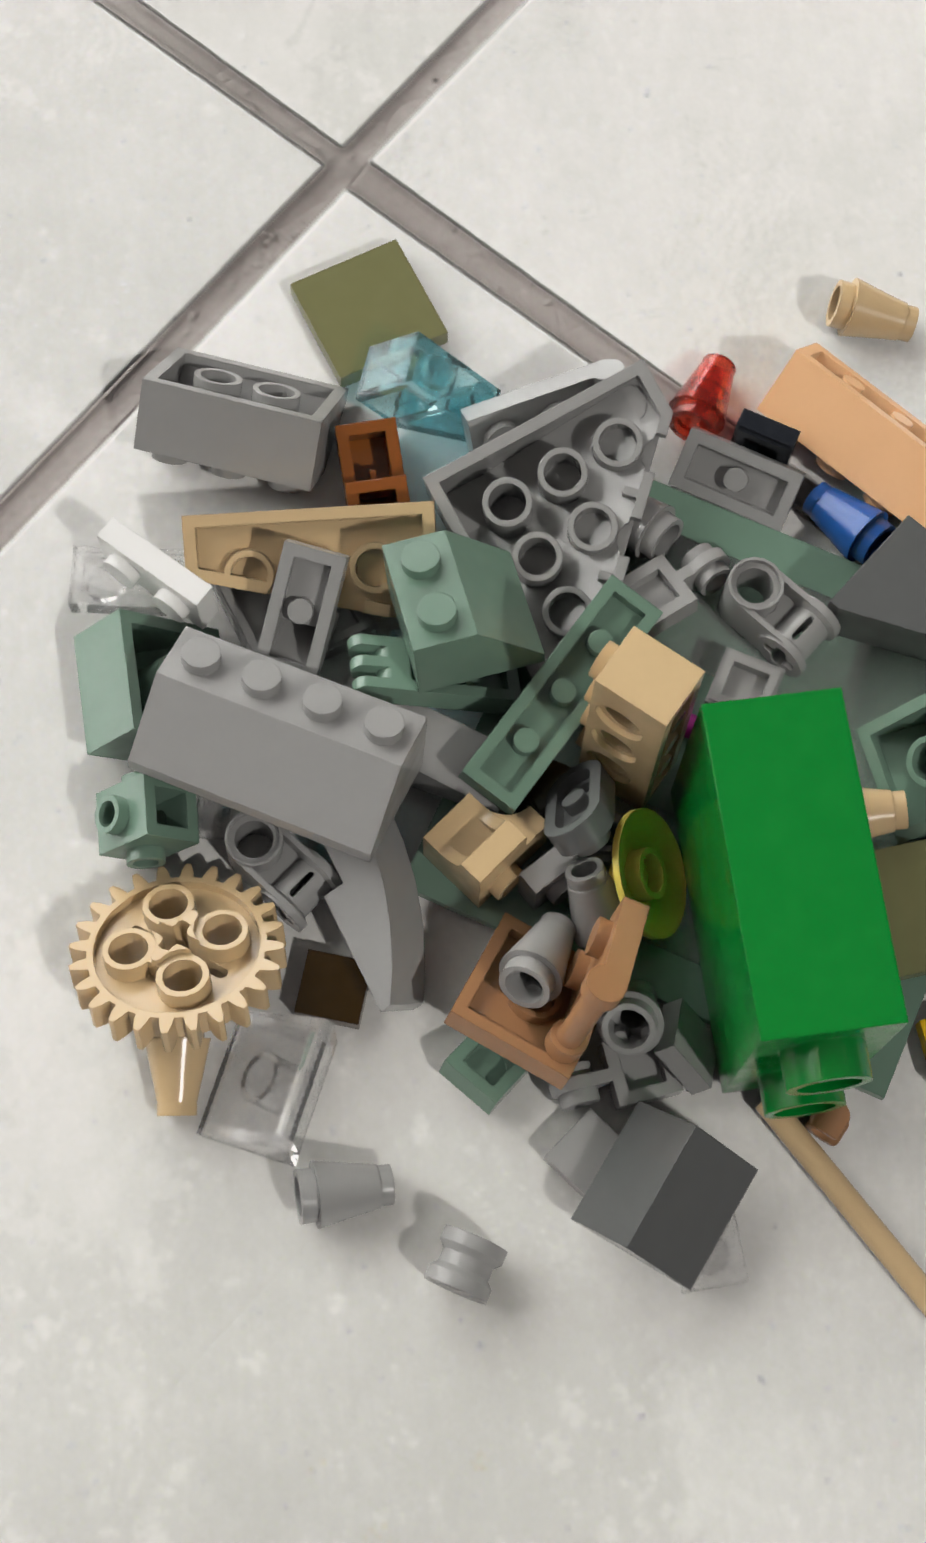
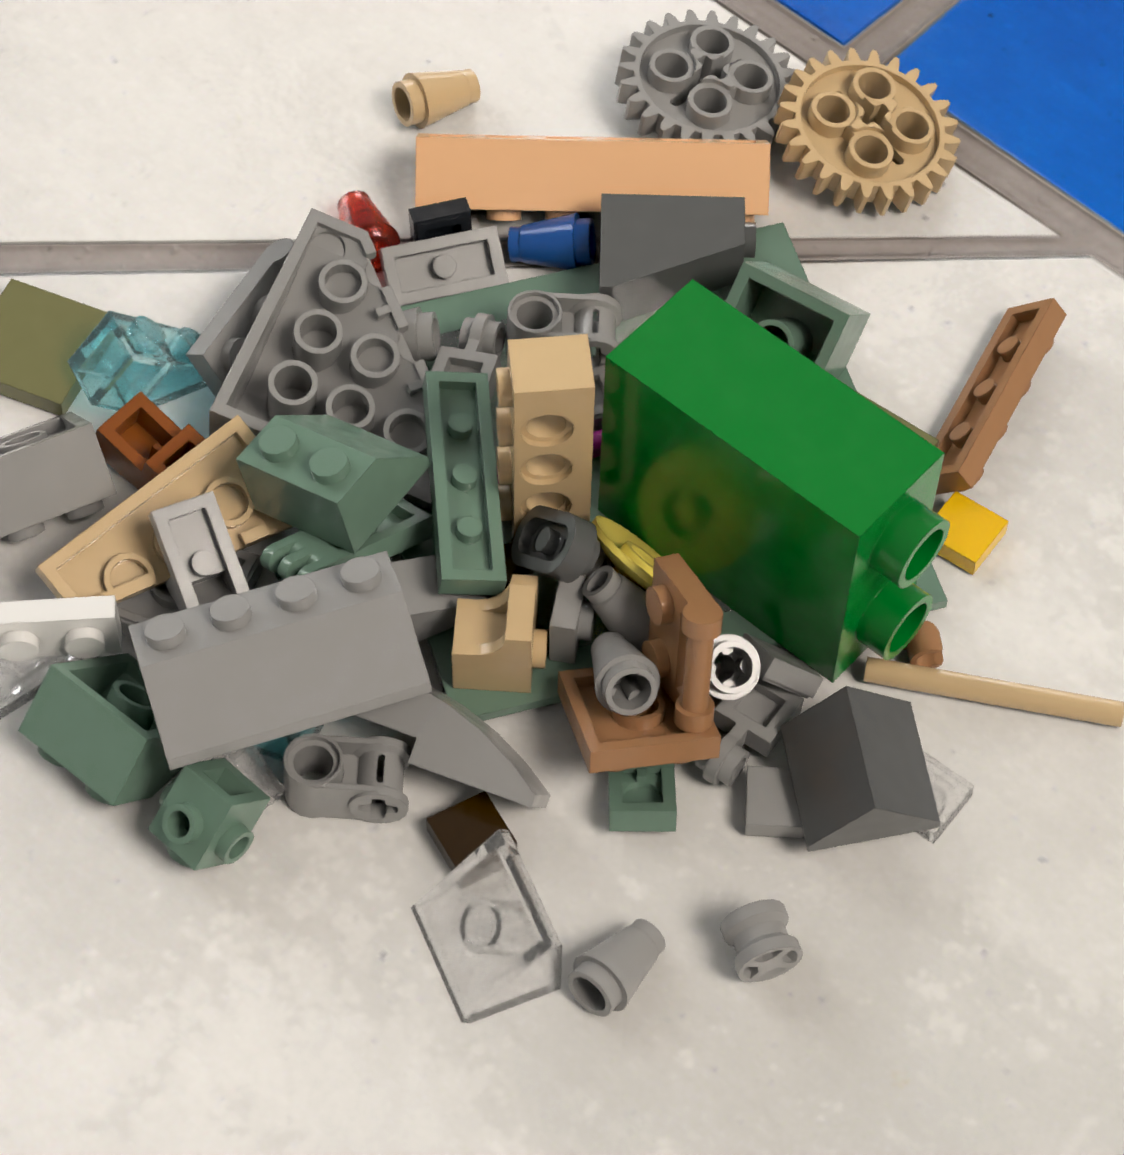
camera: 40 degrees left, 15 degrees down
(177, 1075) = (399, 976): tan cone -> none
(178, 957) = (332, 890): tan gear -> none

